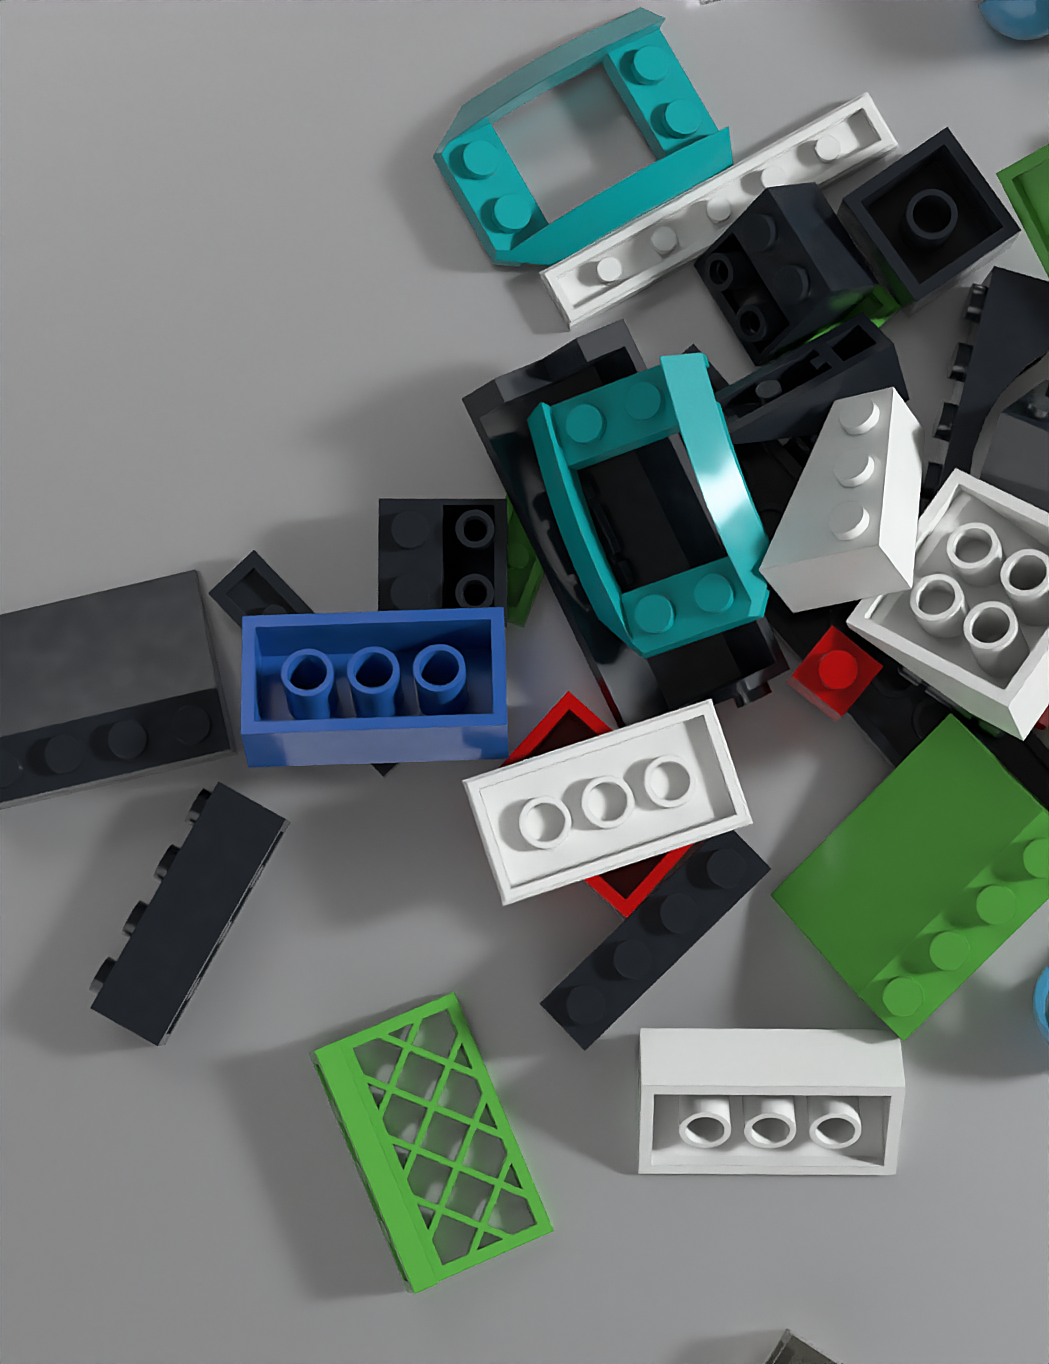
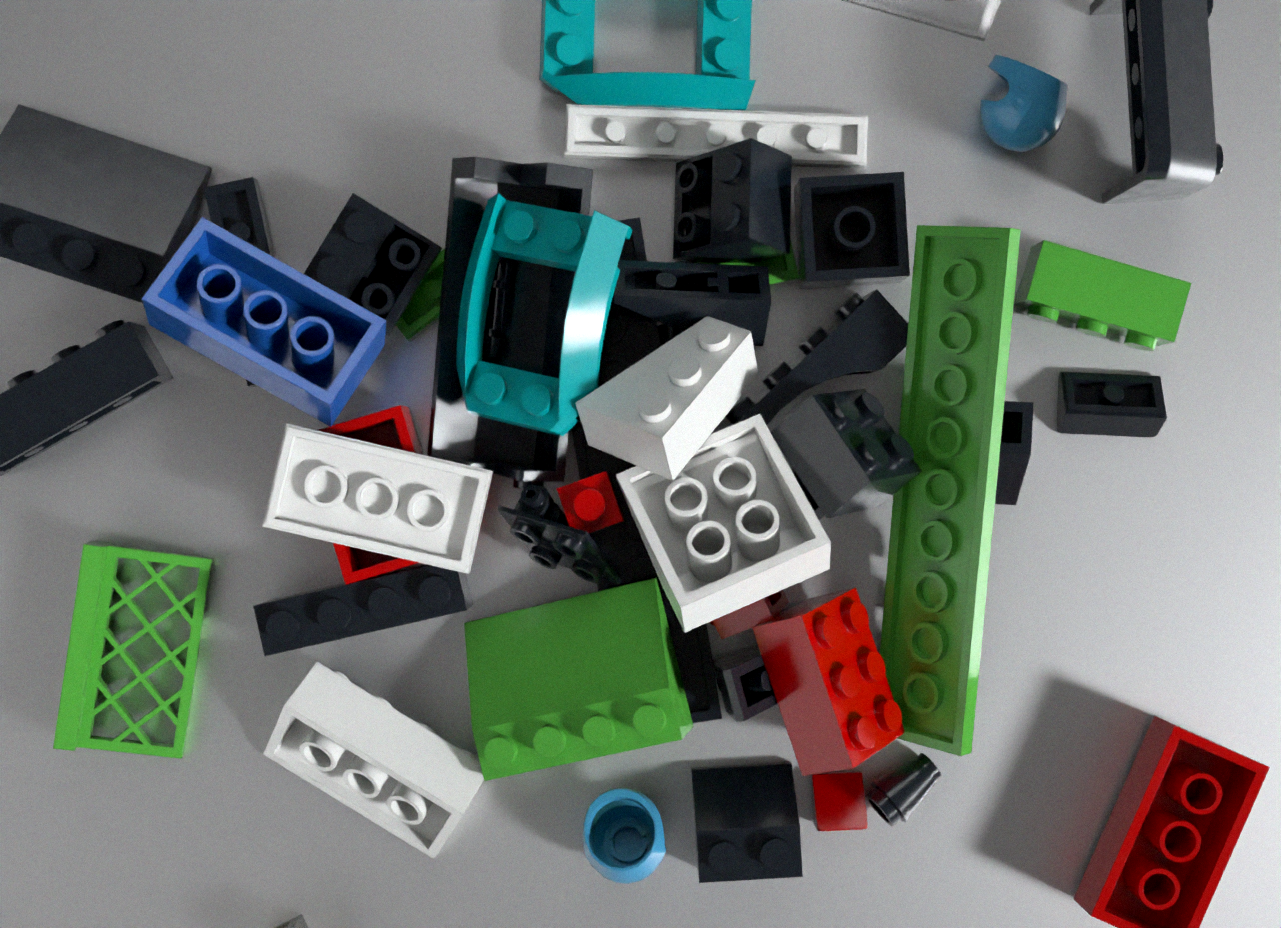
camera: 30 degrees right, 5 degrees up
(823, 737) = (551, 540): none -> black hinge

